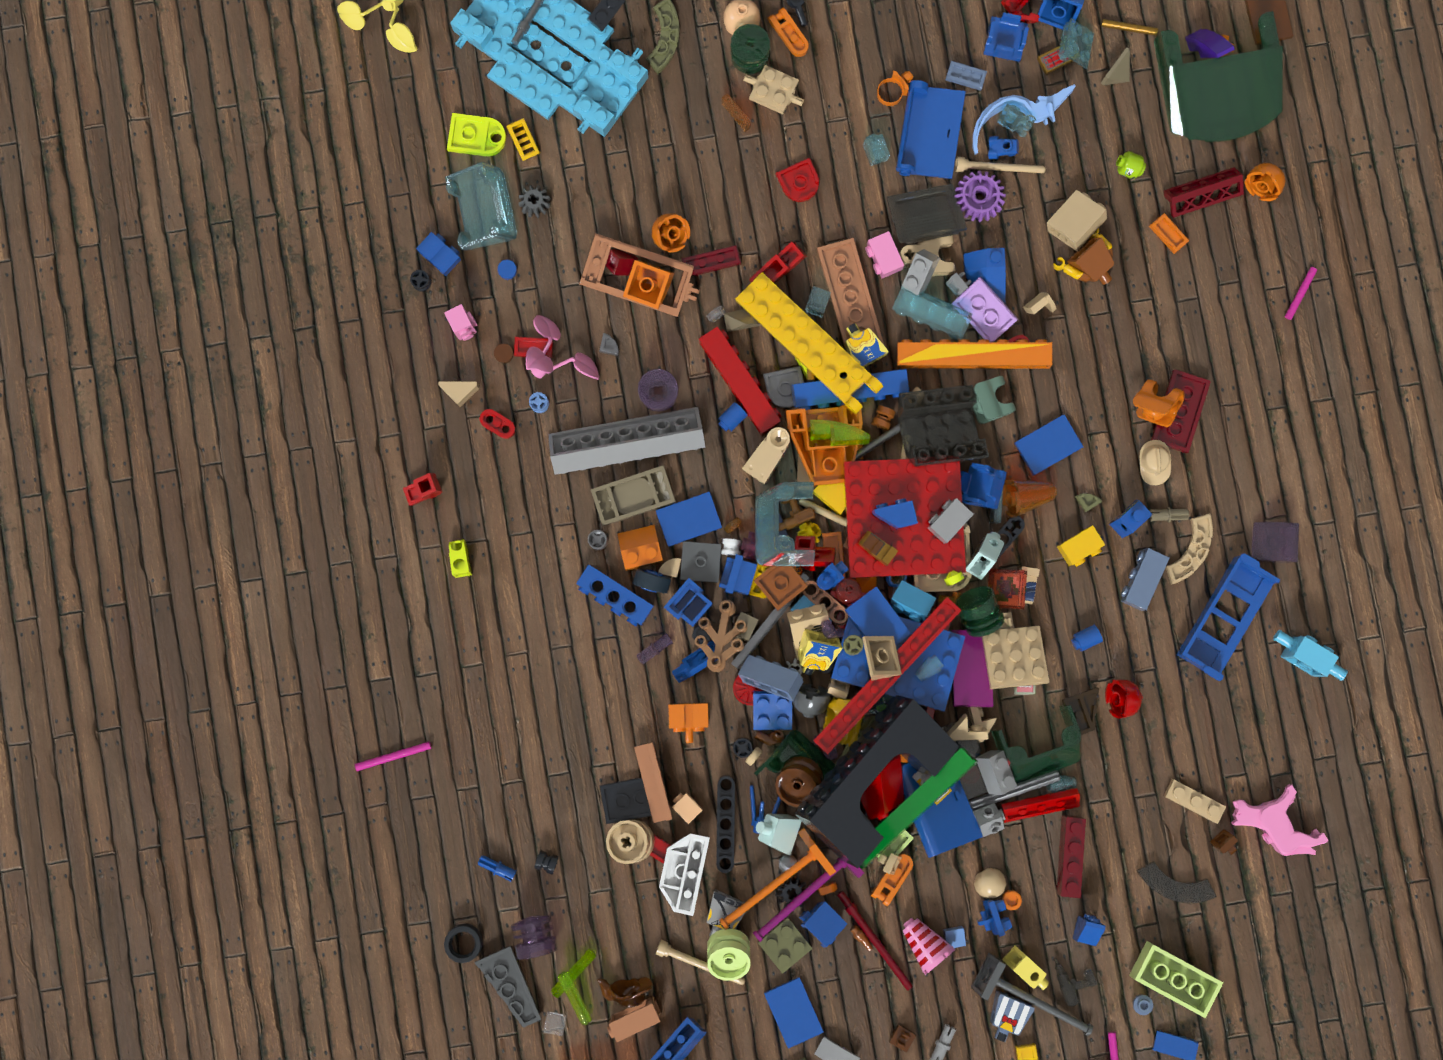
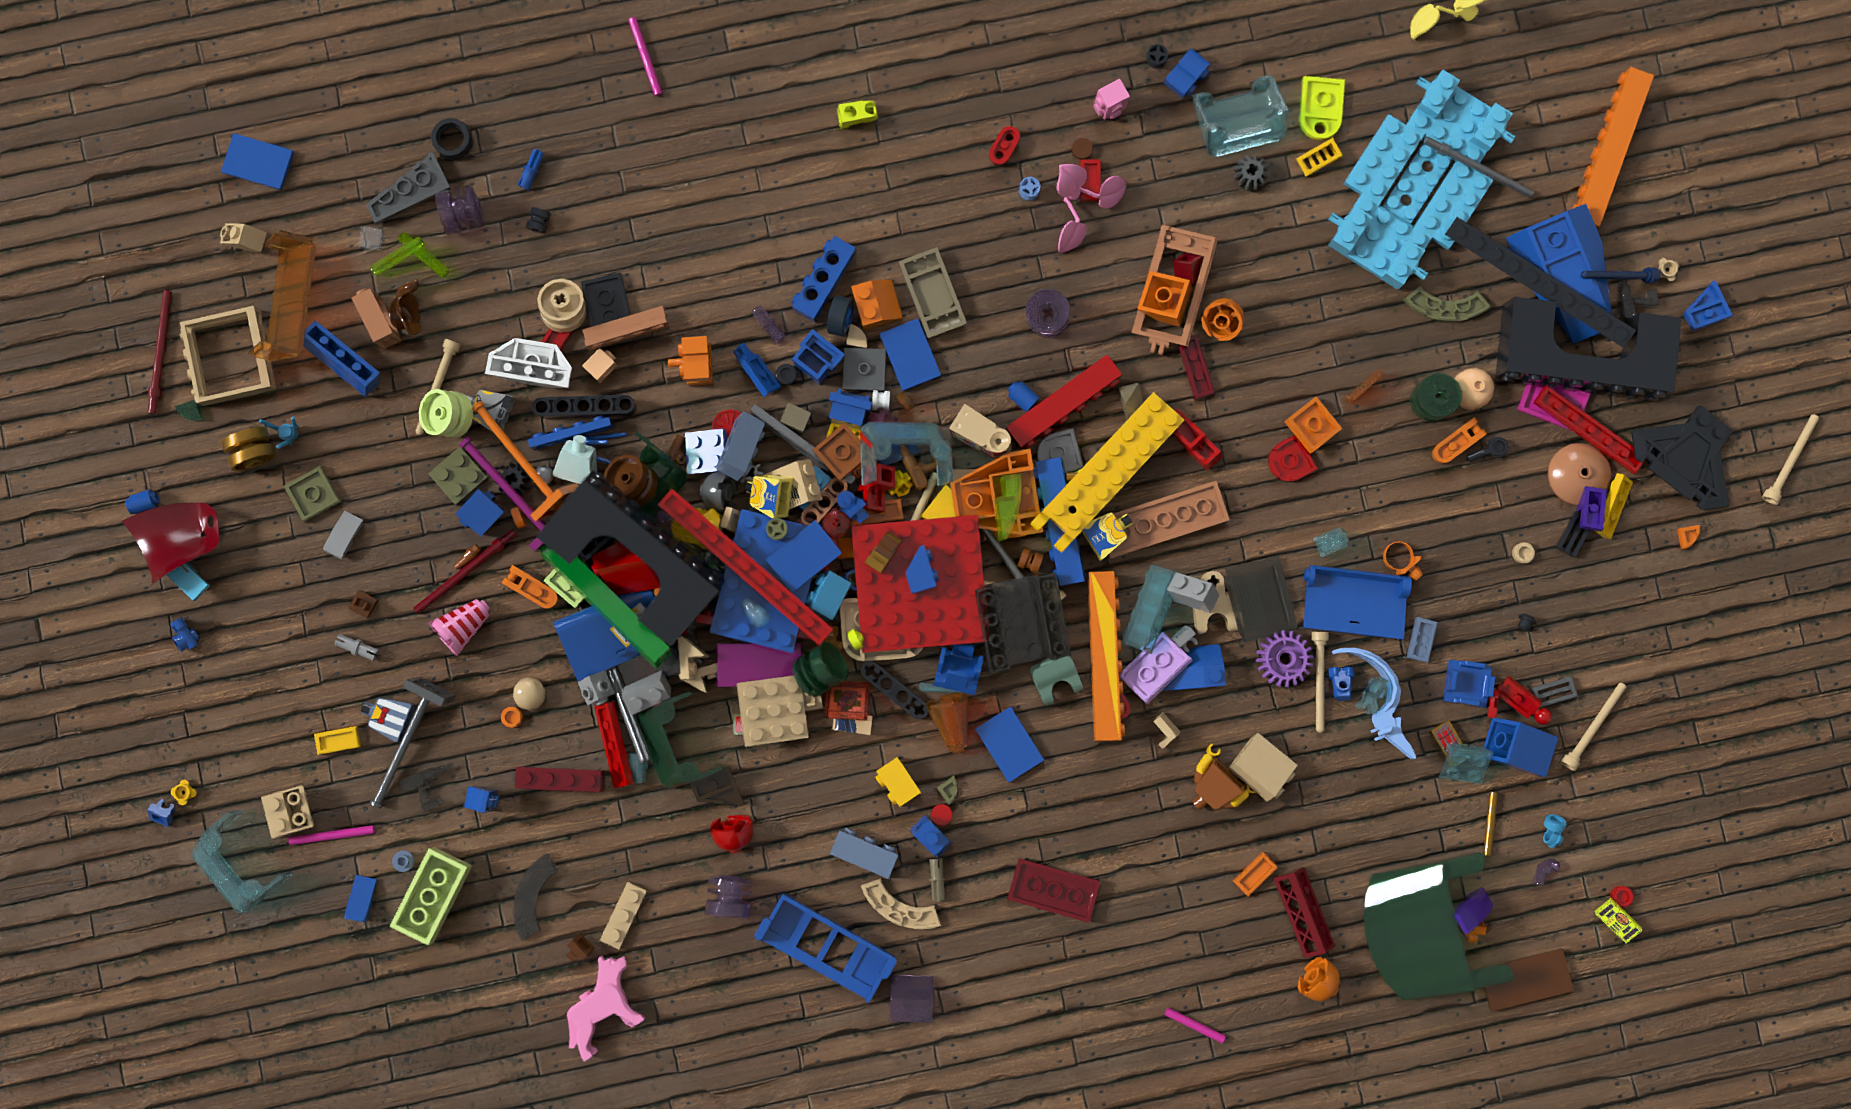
camera: 85 degrees right, 0 degrees up
(422, 489) = (929, 70): red brick -> none
(459, 391) = (1036, 103): tan slope -> none
(507, 269) = (1174, 148): blue tile -> none
(598, 537) = (883, 254): flat silver wheel -> none
(608, 345) = (1096, 261): flat silver tile -> none
(626, 440) = (992, 283): light grey slope -> none
(716, 313) = (1136, 373): clear tile -> none
(721, 638) = (781, 392): medium nougat plant -> none
(742, 747) = (662, 419): black wheel -> none
(750, 845) = (561, 434): none -> blue plate
(753, 756) = (658, 434): tan tile -> none
(769, 158) = (1313, 425): none -> orange plate
(774, 89) = (1392, 427): tan plate -> none
(793, 1012) = (388, 487): blue tile -> none
(817, 301) = (1156, 483): clear light blue panel -> none
(829, 630) = (790, 505): clear purple arm -> none
(881, 656) = (764, 557): tan slope -> none
(884, 255) = (1212, 554): bright pink brick -> none
(891, 862) = (546, 582): tan tile -> none
(949, 520) = (917, 630): light grey brick -> none
(955, 936) = (471, 656): medium blue slope -> none
(988, 548) = (882, 673): light aqua torso -> none
(991, 918) = (484, 703): blue hips -> none
(1026, 968) = (438, 732): light yellow torso -> none
(1086, 638) = (796, 790): blue brick -> none
(1110, 508) = (941, 814): none -> red tile
(1120, 70) = (1437, 812): dark tan slope -> none
(1130, 165) = (1330, 827): lime head -> none
(1155, 462) = (994, 862): tan piece -> none
(1156, 408) = (1053, 862): orange piece -> none
(1183, 703) = (729, 897): none -> clear purple wheel
(1310, 656) = (782, 1042): medium azure brick -> none

